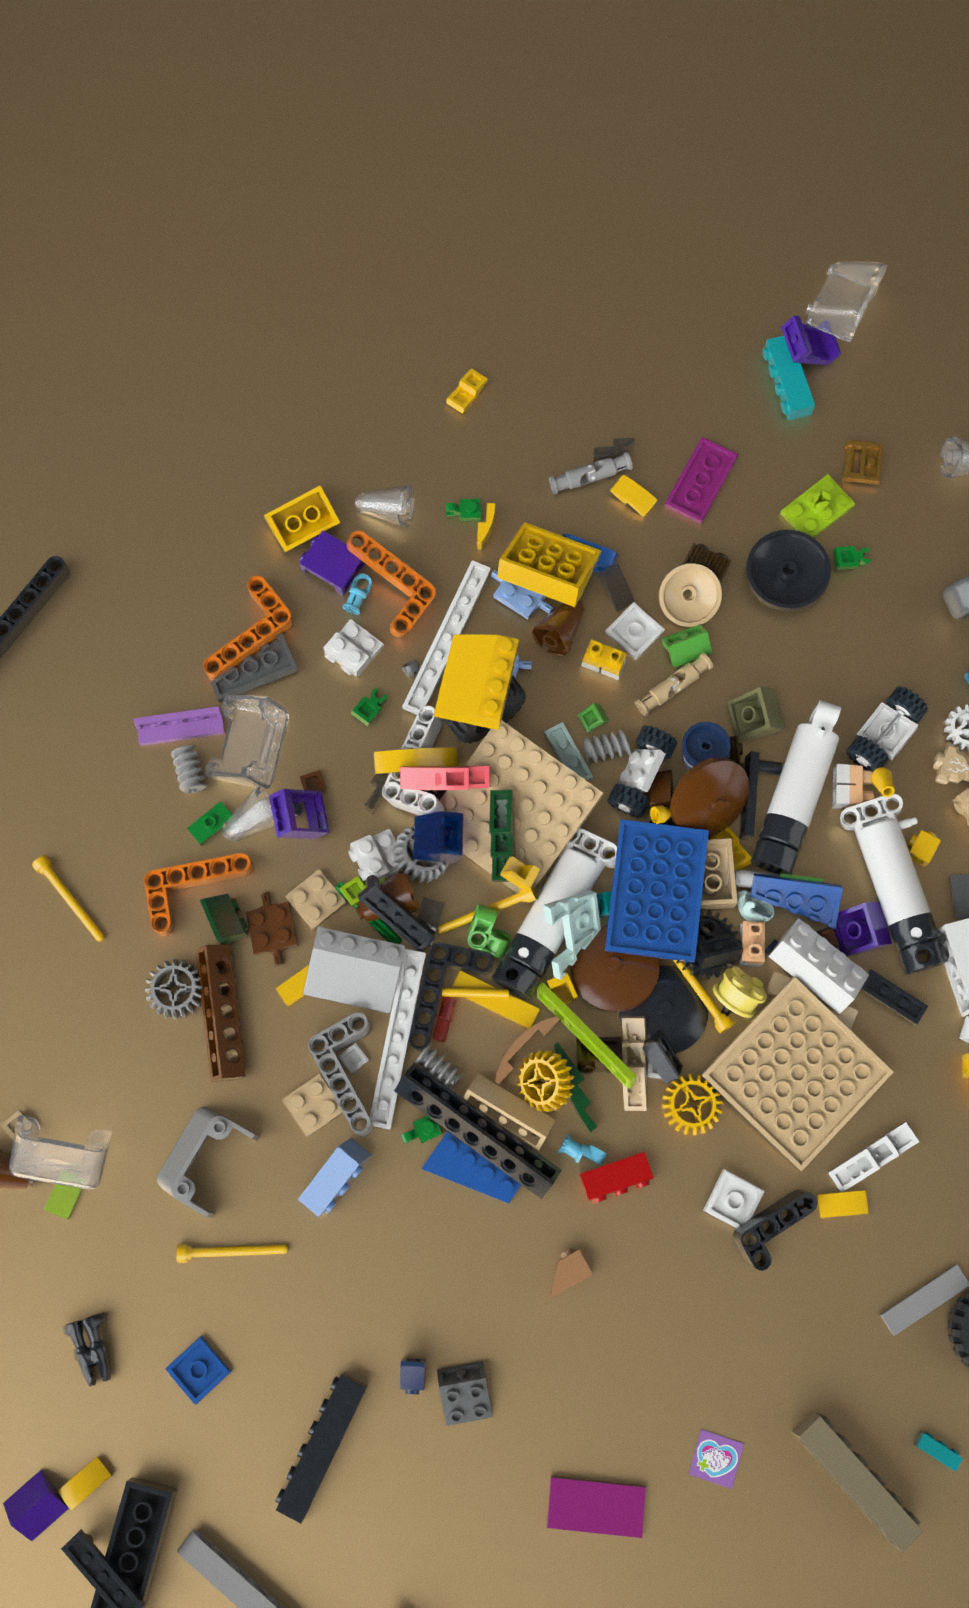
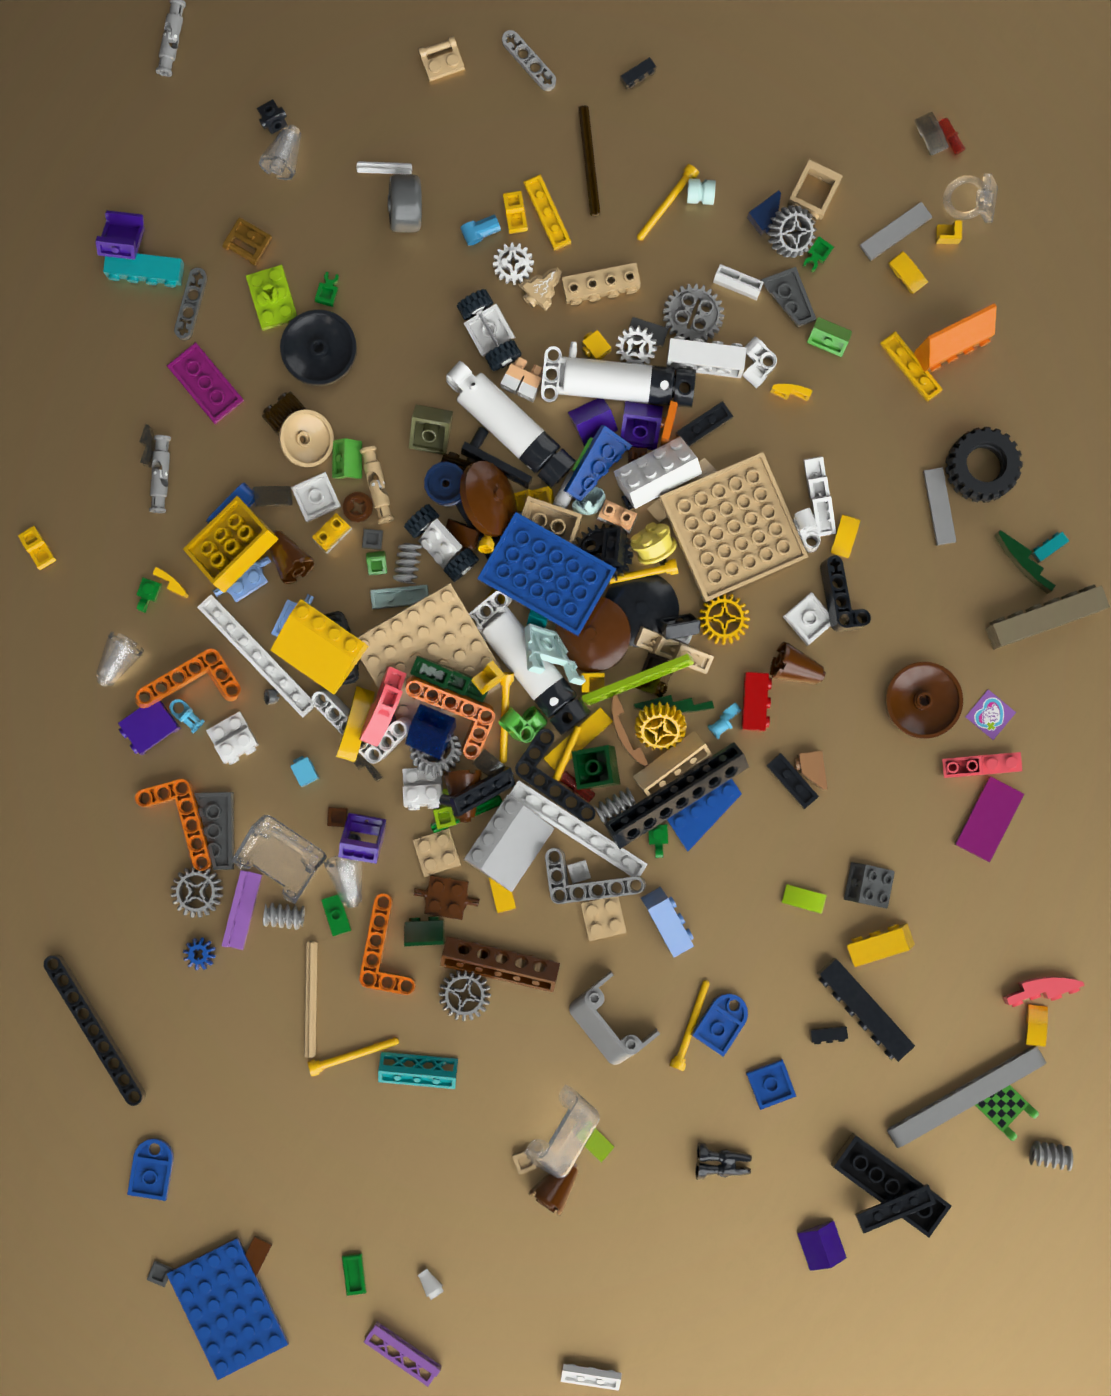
camera: 70 degrees left, 10 degrees up
(65, 954) = (417, 1074): none -> teal fence
(84, 1483) = (820, 1202): yellow slope -> none
(112, 832) = (310, 999): none -> tan axle
(121, 709) = (206, 953): none -> blue gear
(186, 658) = (209, 879): none -> light grey gear
(243, 1283) = (720, 1024): none -> blue tile
(278, 1415) = (828, 1034): none -> black piece
(301, 518) = (98, 736): yellow slope -> none
(347, 730) = (304, 771): none -> medium azure brick
(368, 708) = (292, 746): green plate -> none
(401, 1434) = (880, 944): none -> yellow wedge
(412, 1375) = (841, 919): dark blue slope -> none
(419, 1323) = (804, 899): none -> lime slope
(472, 1030) = (596, 767): none -> dark green slope
(474, 856) = (457, 708): none -> orange beam
(545, 1255) = (792, 781): none -> black plate
(616, 703) = (372, 539): none -> dark grey tile
(635, 495) = (194, 446): yellow slope -> none
(640, 666) = (359, 498): none -> reddish brown gear
(654, 1472) = (982, 765): none -> coral slope
(674, 1206) = (795, 666): none -> reddish brown cone
(699, 1371) = (924, 700): none -> reddish brown dish
(773, 432) = (188, 303): none -> dark grey beam
(831, 1156) = (806, 528): none -> white piece
(845, 297) = (93, 187): clear windscreen -> none
(846, 872) = (590, 417): none -> dark purple slope
(877, 956) = (667, 423): none -> orange plate
(883, 781) = (532, 353): yellow cone -> none
(911, 1418) = (1019, 556): none -> dark green slope
(946, 881) = (631, 340): none -> white gear

